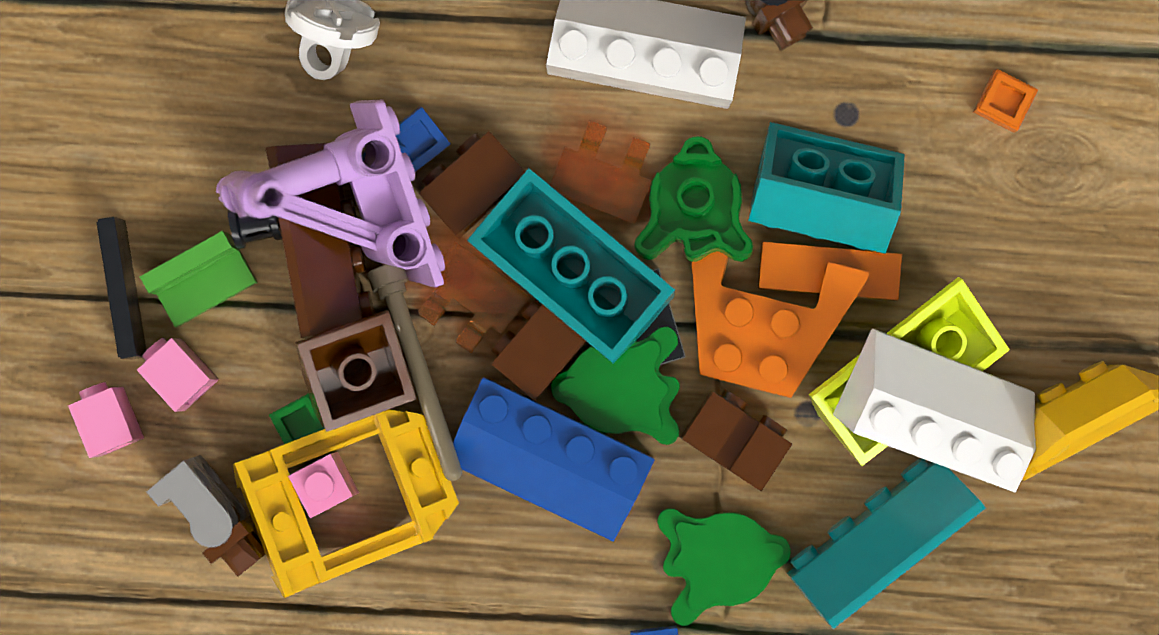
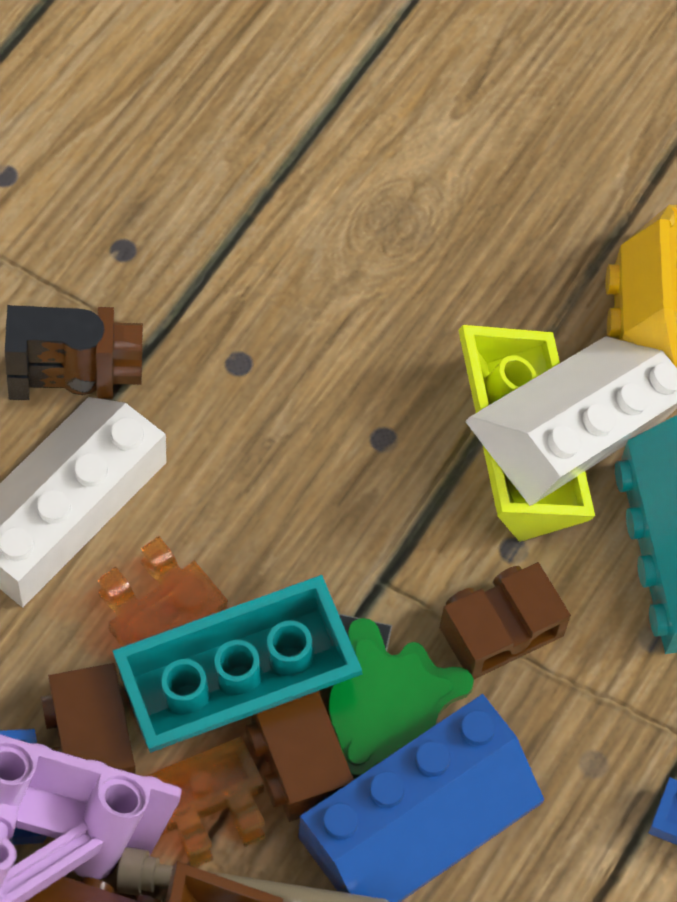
camera: 70 degrees left, 25 degrees down
(695, 204) = (247, 531): green tile -> none
(720, 557) = (617, 705): green tile -> none
(761, 338) = (411, 549): orange wing -> none
(804, 267) = (382, 454): orange tile -> none
(828, 188) = (302, 409): teal slope -> none
(1005, 100) = (312, 225): orange tile -> none

